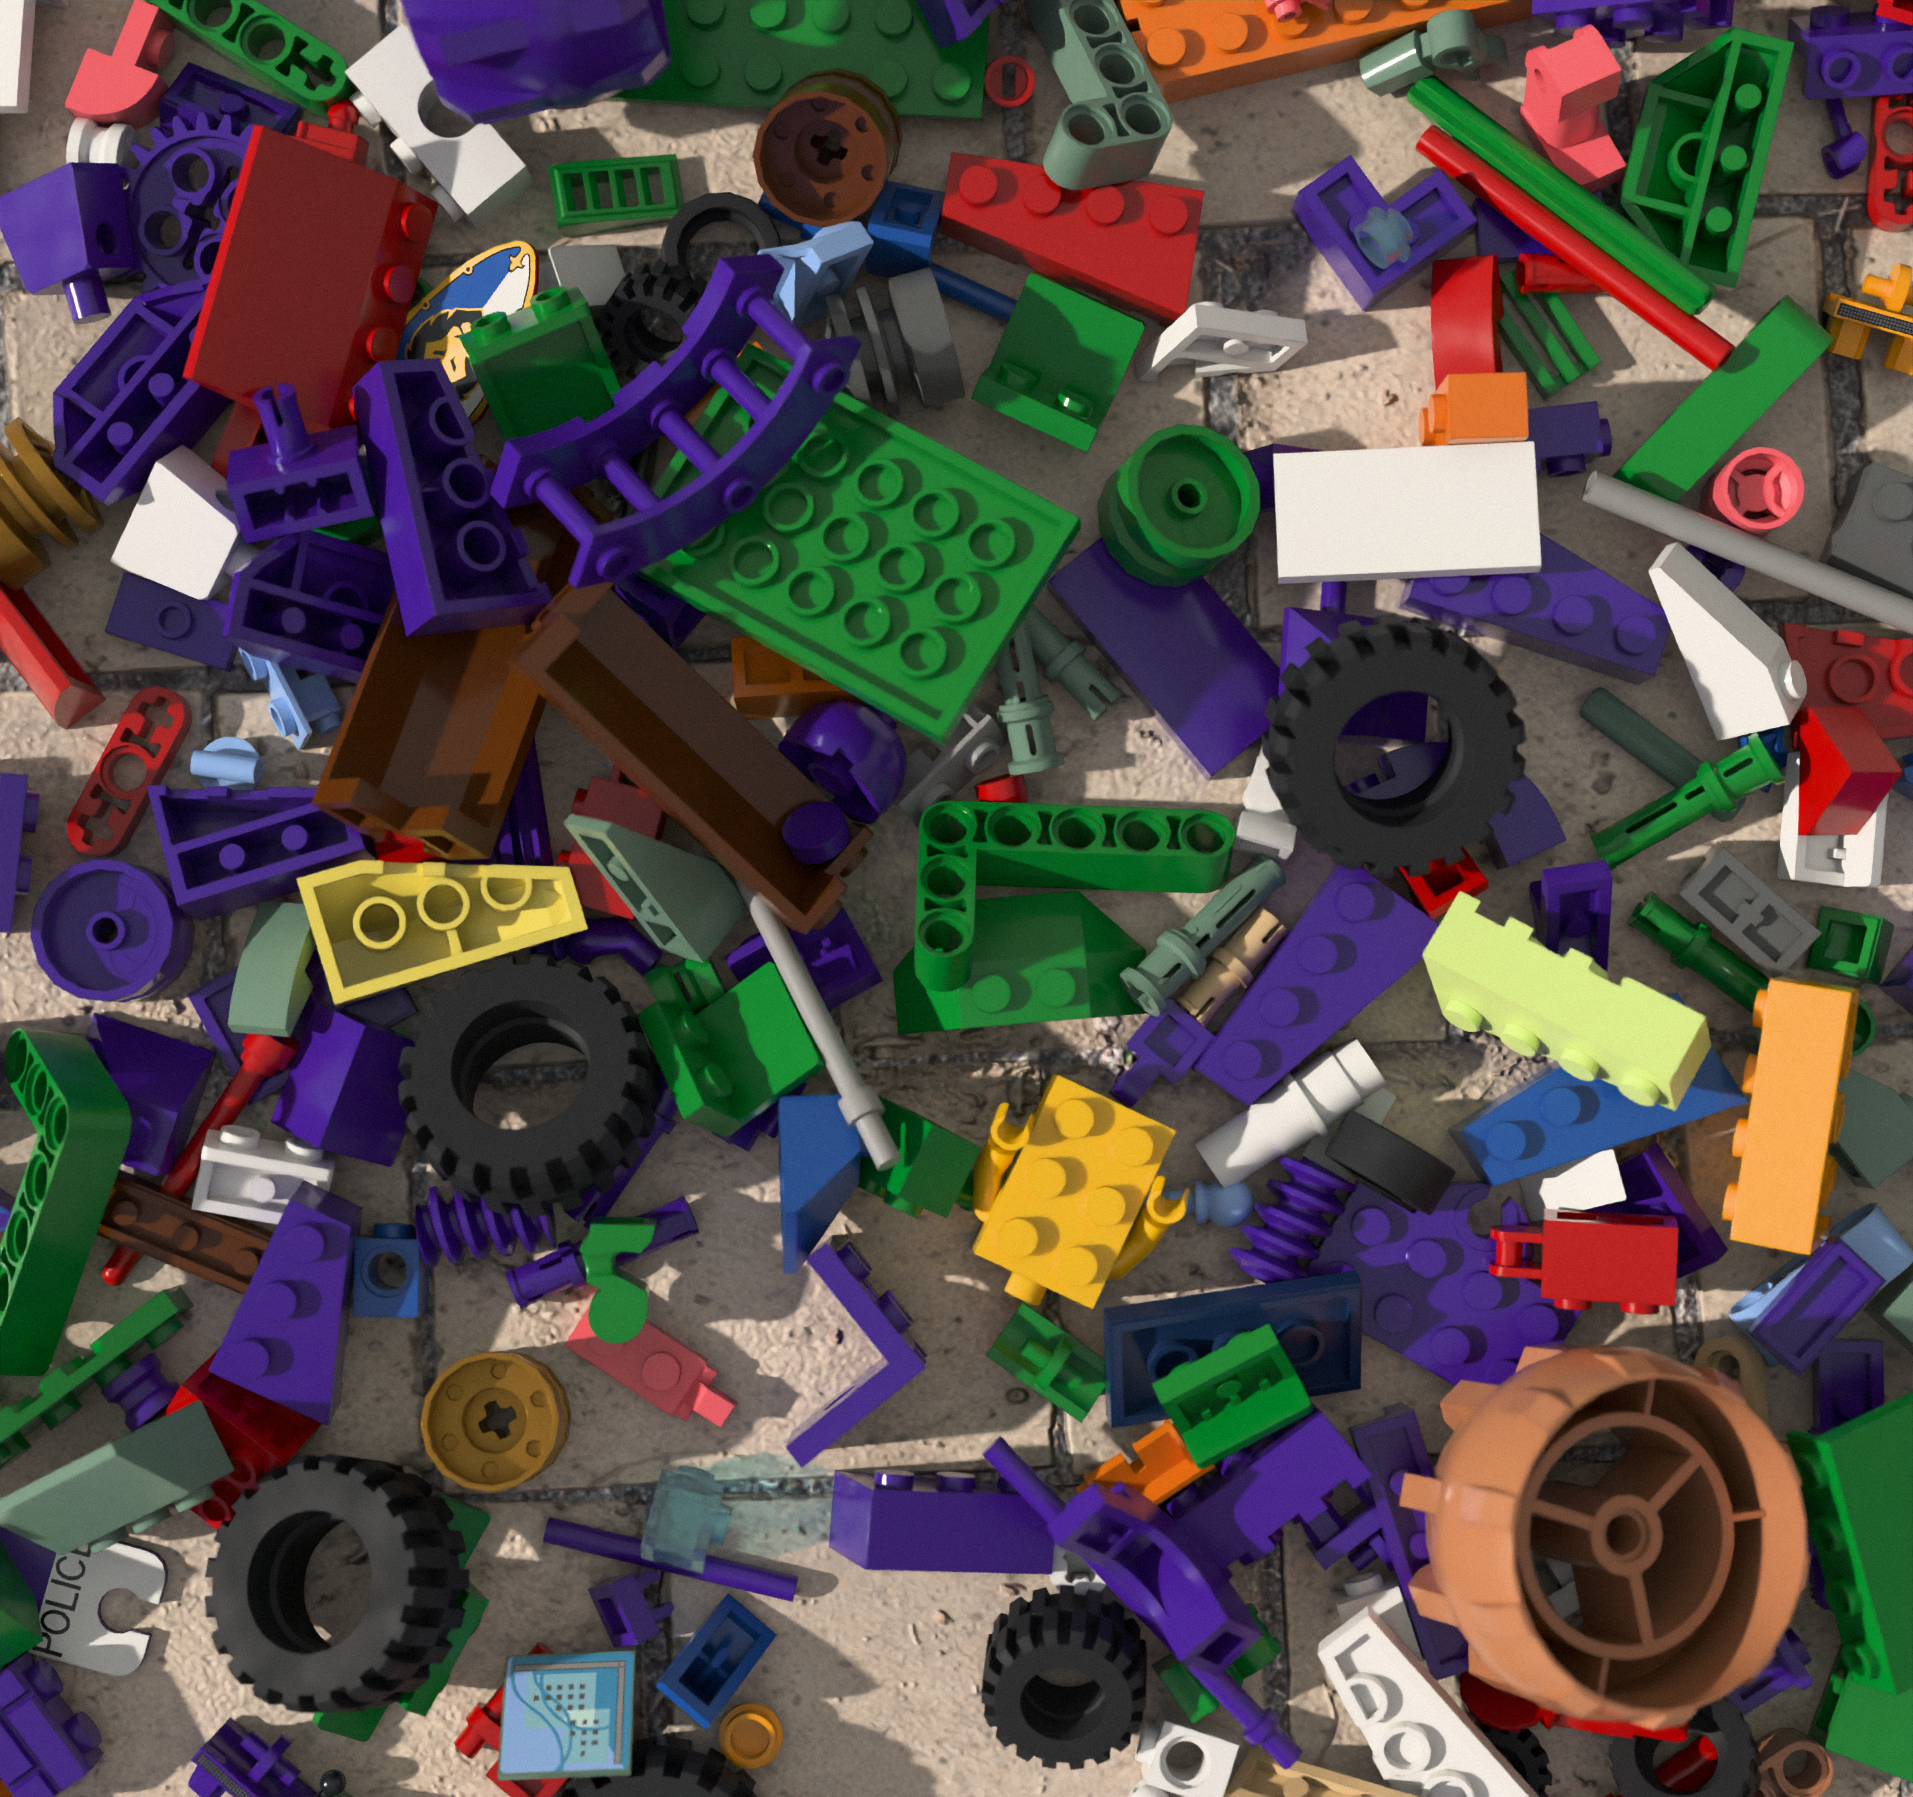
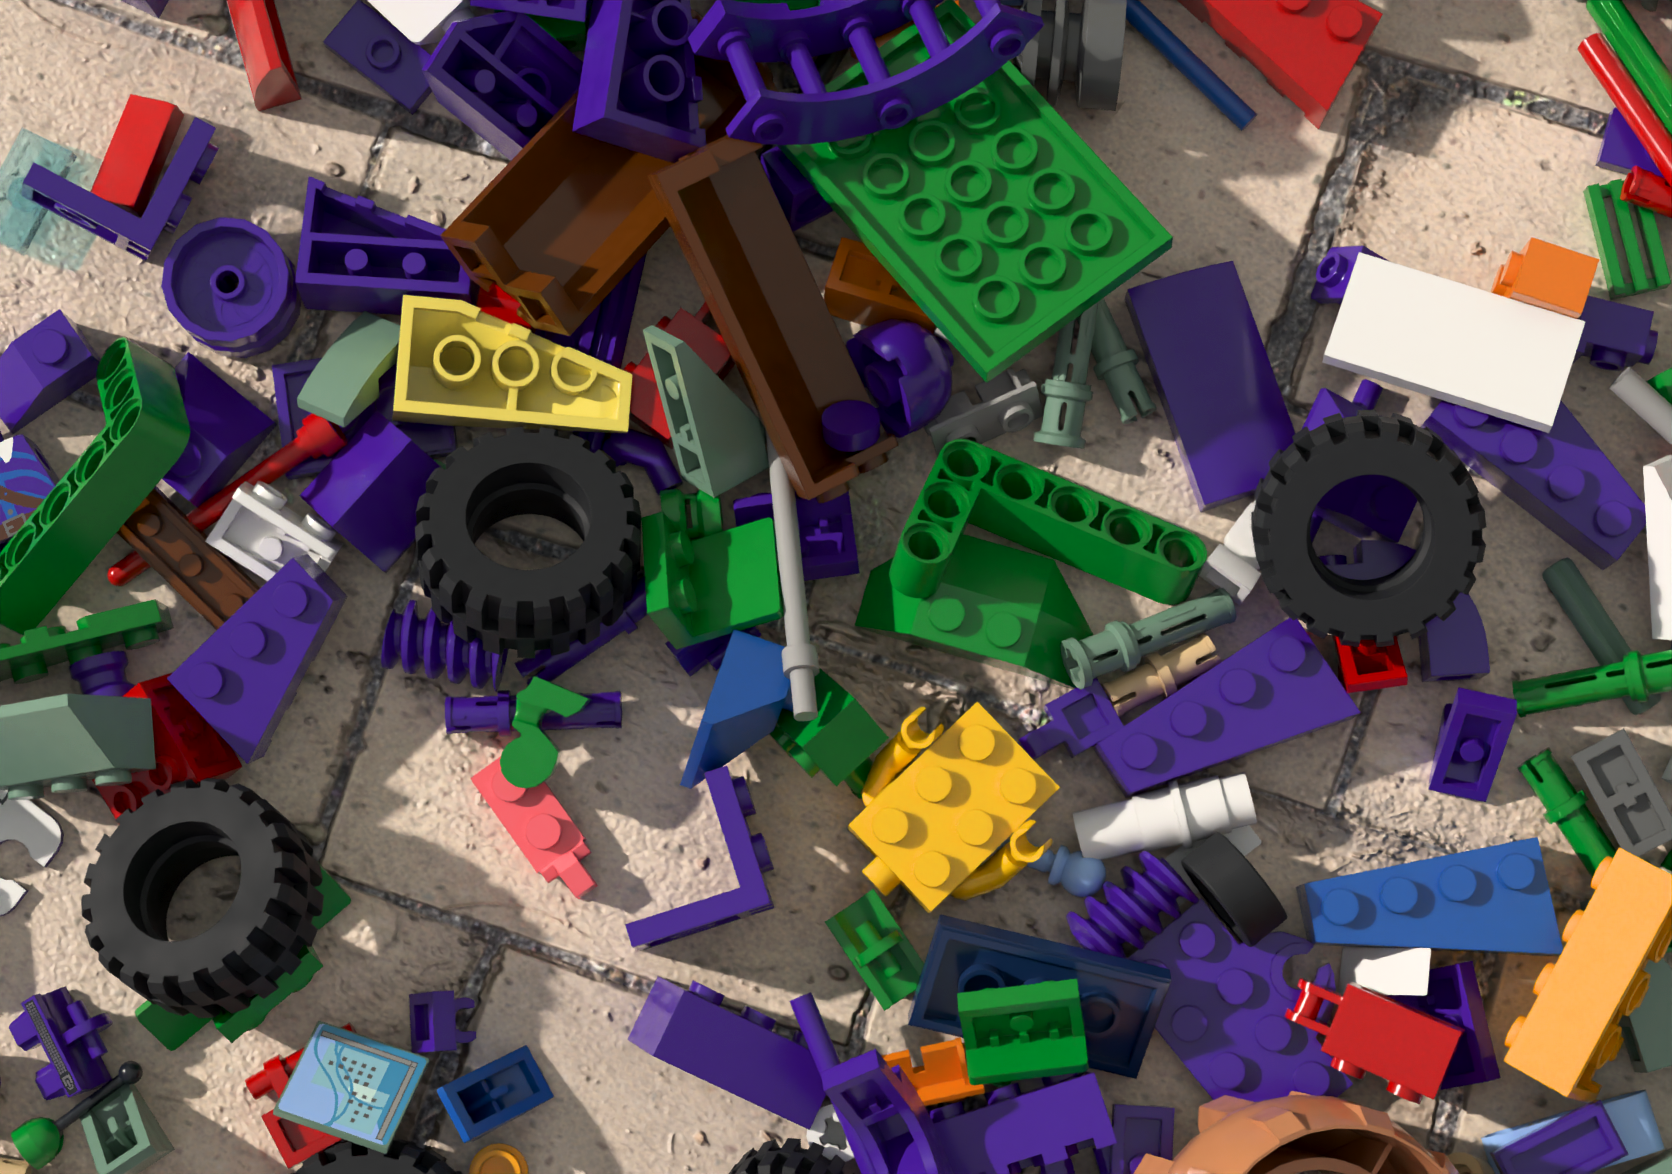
camera: 30 degrees right, 5 degrees down
(102, 777) = (297, 140): red beam -> none
(228, 763) = (383, 185): light blue plate -> none
(295, 703) = (457, 159): light blue hinge -> none
(375, 1297) = (325, 672): blue brick -> none
(461, 1404) = (363, 795): pearl gold wheel -> none
(628, 1550) = (489, 996): dark purple bar -> none
(685, 1519) = (515, 964): clear light blue brick -> none
(1002, 788) = (1027, 452): red hinge -> none
(1059, 361) = (1207, 111): green bracket -> none
(1178, 505) = (1262, 267): green wheel -> none
(1223, 342) = (1352, 147): white wing -> none
(1340, 201) = (1515, 115): dark purple panel -> none
(1384, 237) = (1521, 105): clear light blue plate -> none
(1465, 316) = (1568, 198): red slope -> none
(1563, 1007) = (1432, 807): yellowish green wedge -> none

